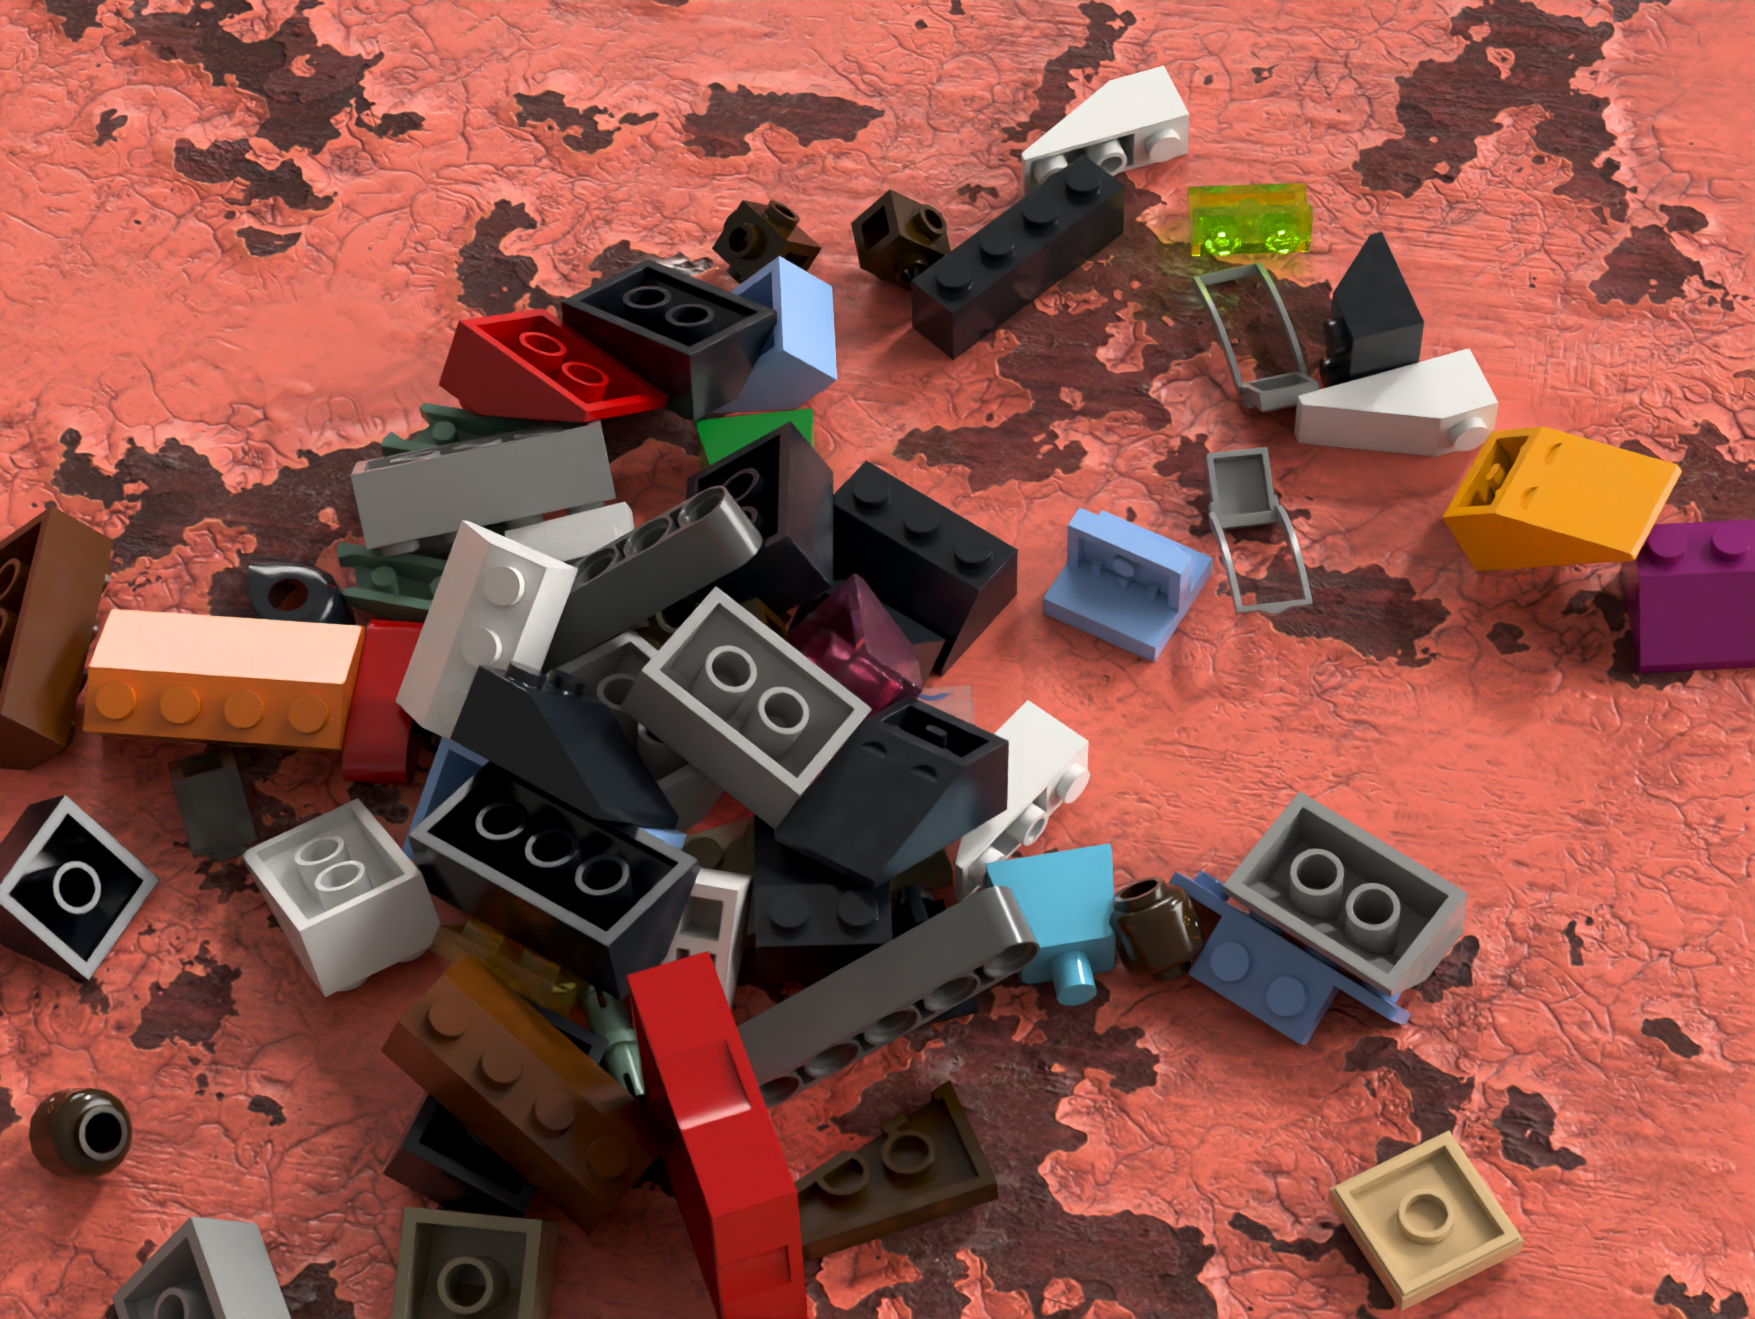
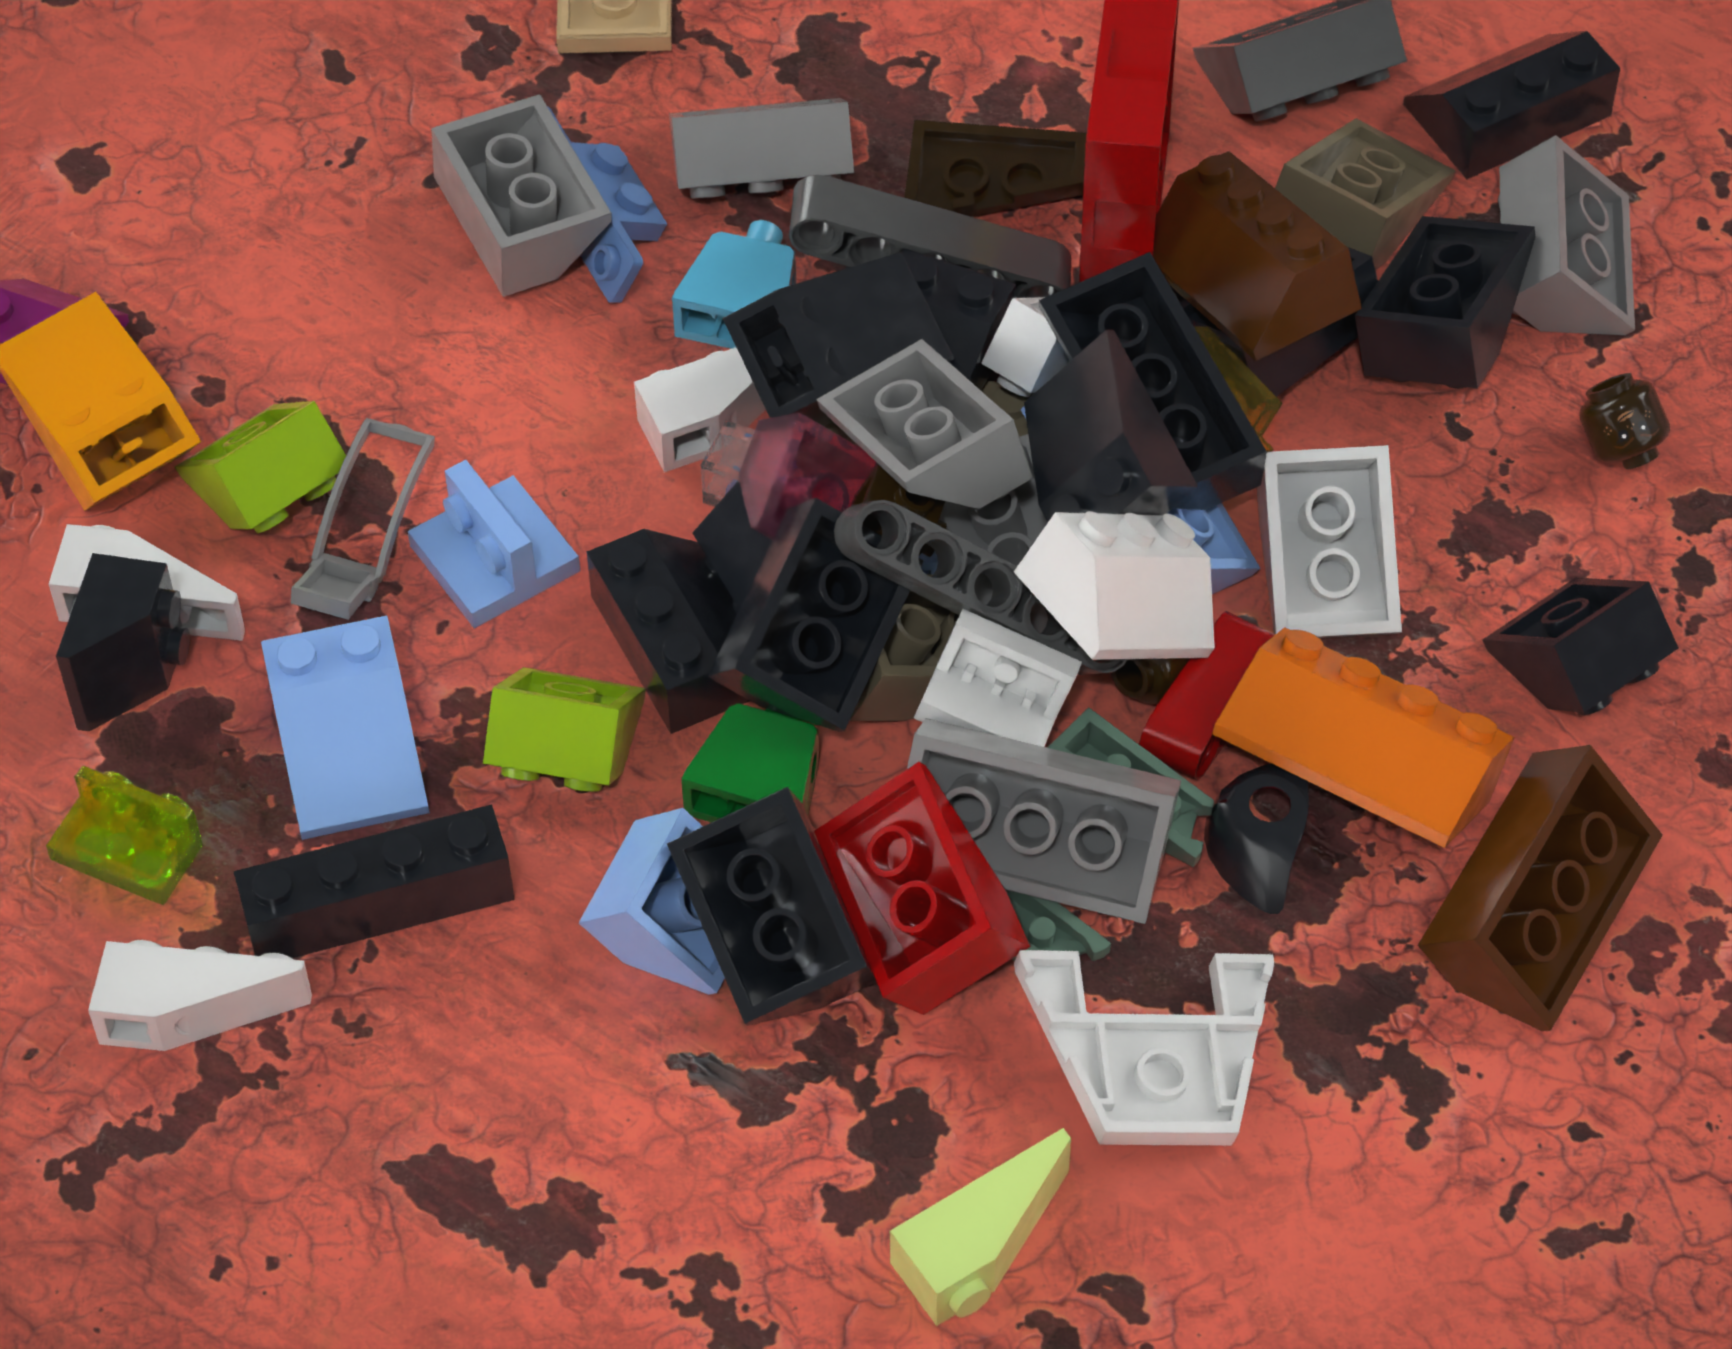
camera: 155 degrees left, 0 degrees up
(212, 804) = (1416, 643): clear smoke slope -> none
(296, 369) = (1153, 1073): none -> white wing
(315, 1181) = (1444, 302): none -> black slope
(392, 205) = (968, 1240): none -> yellowish green slope
(760, 234) = (616, 995): dark brown brick -> none
(899, 238) = (479, 939): dark brown brick -> none
(957, 443) = (562, 727): none -> lime slope
(1145, 377) = (344, 727): none -> light blue slope
(1152, 1104) = (760, 145): none -> light grey slope
(1155, 929) = (673, 238): dark brown head -> none
(1270, 392) = (228, 666): light grey piece -> none
(1387, 557) = (266, 466): none -> lime slope

